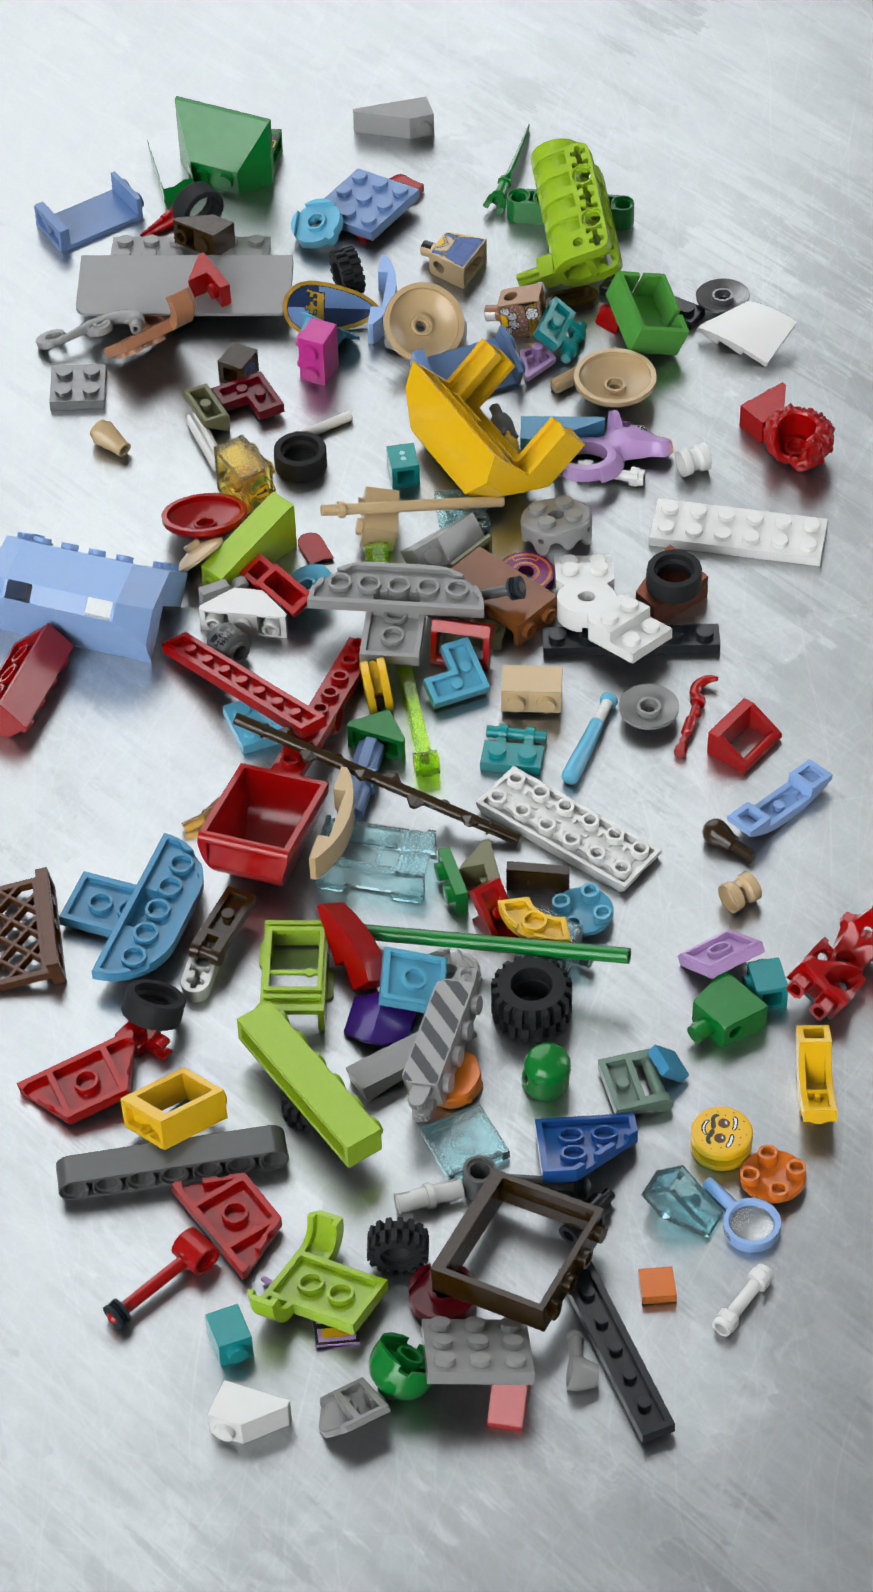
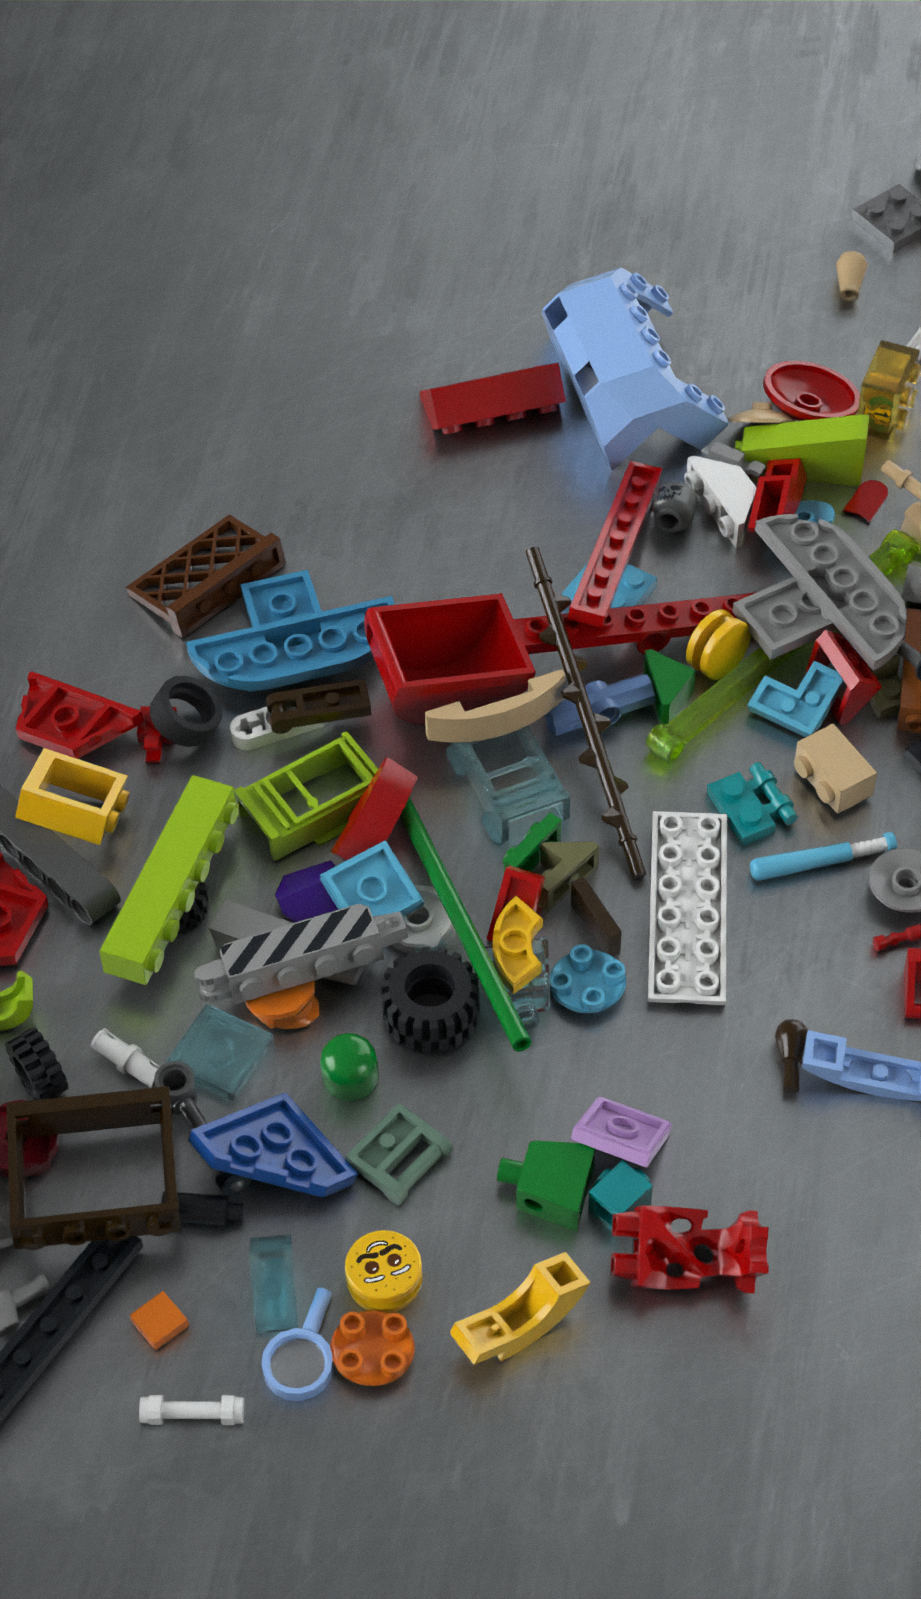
camera: 55 degrees right, 5 degrees up
(668, 1063) = (444, 1167): dark azure tile -> none
(739, 892) = (725, 1102): tan wheel -> none

